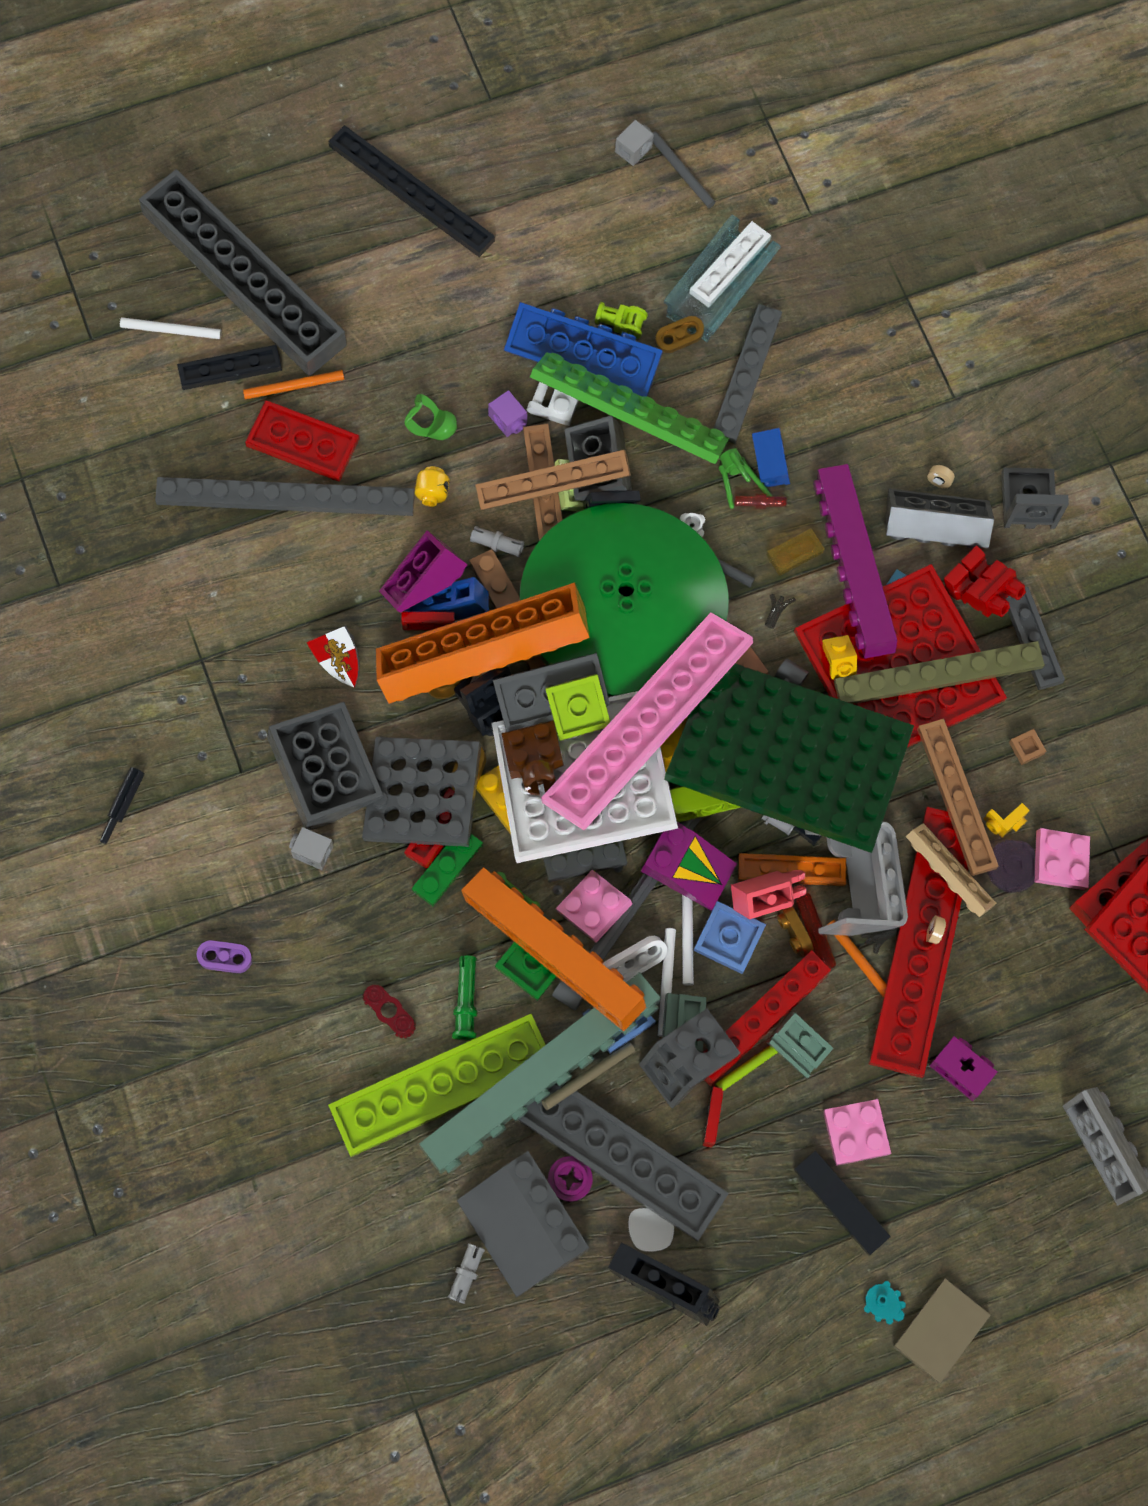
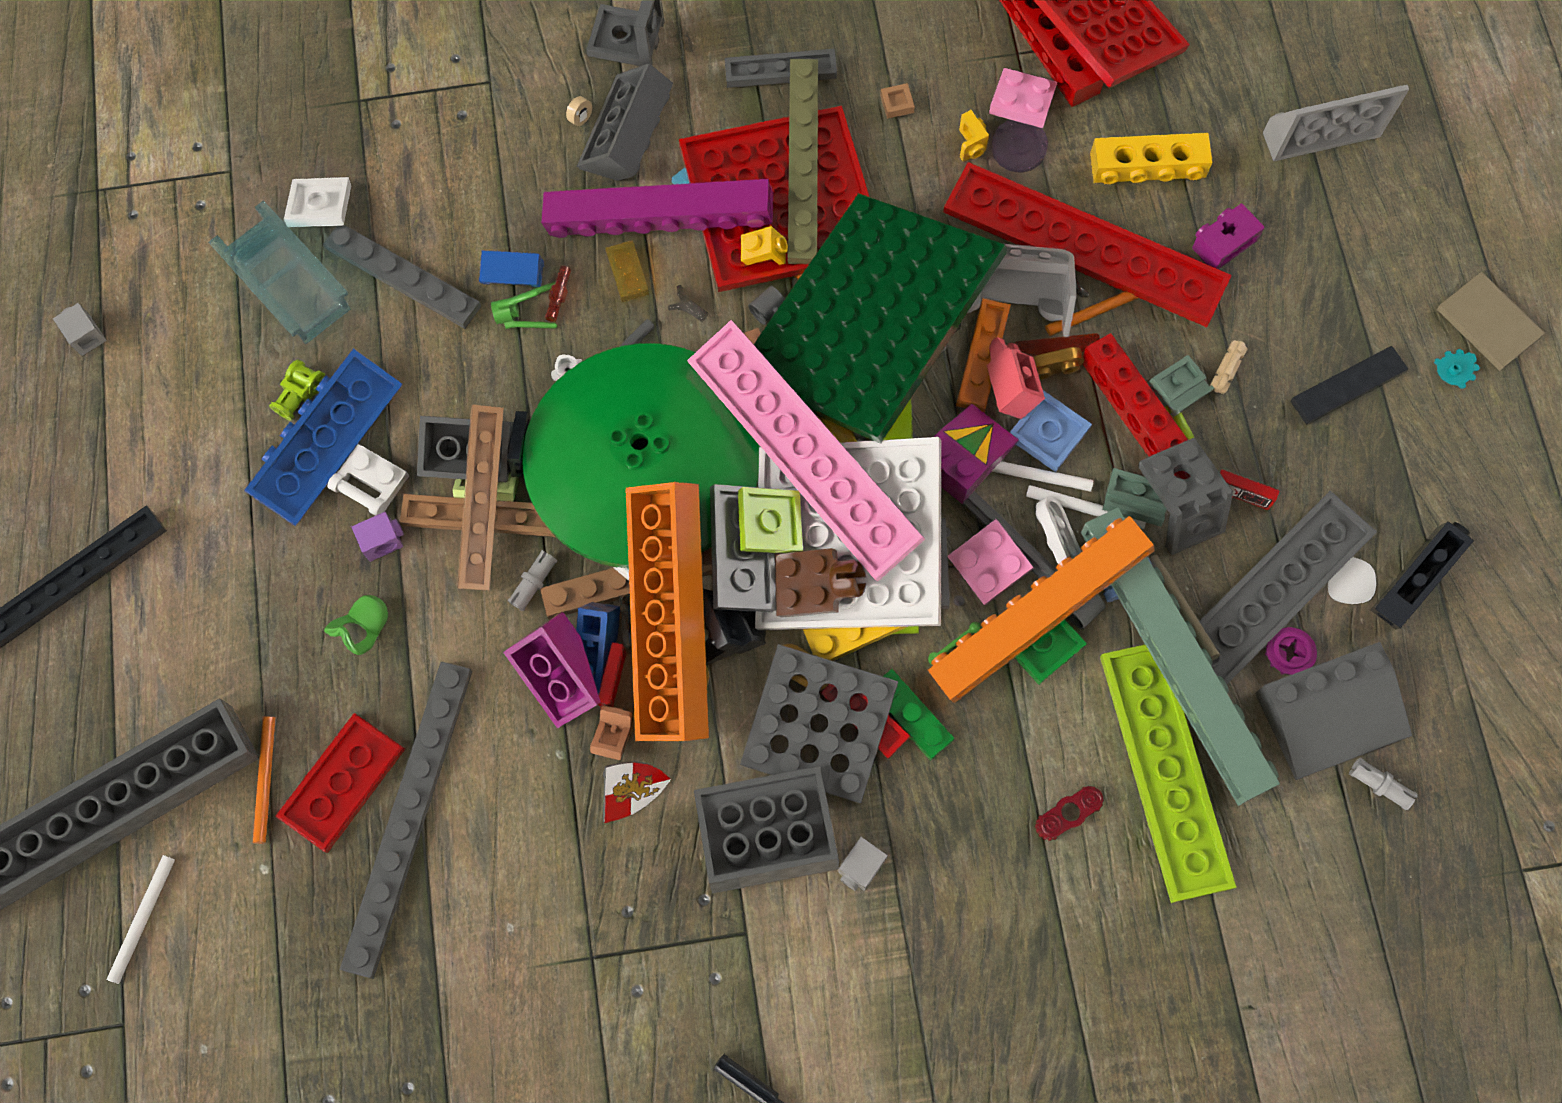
camera: 70 degrees left, 0 degrees up
(225, 956) = (974, 994): medium lavender plate -> none
(229, 367) = (217, 854): black tile -> none
(380, 631) = (612, 732): none -> nougat bracket
(432, 486) = (444, 640): yellow head -> none
(465, 1010) = (1086, 726): green pin -> none
(630, 407) = (410, 400): bright green plate -> none
(679, 334) = (335, 332): pearl gold plate -> none
(683, 170) = (133, 287): dark grey bar -> none
(730, 264) = (267, 260): white plate -> none
(794, 289) = (317, 202): none -> white plate
(832, 1089) = (1228, 366): none -> tan axle
(856, 1132) = (1277, 354): bright pink plate -> none
(936, 930) = (1083, 224): tan tile -> none
(951, 870) = (1028, 193): tan plate -> none
(957, 797) = (943, 172): medium nougat plate -> none
(983, 584) = (716, 89): red hips -> none
(1023, 944) = (1163, 149): none -> yellow brick

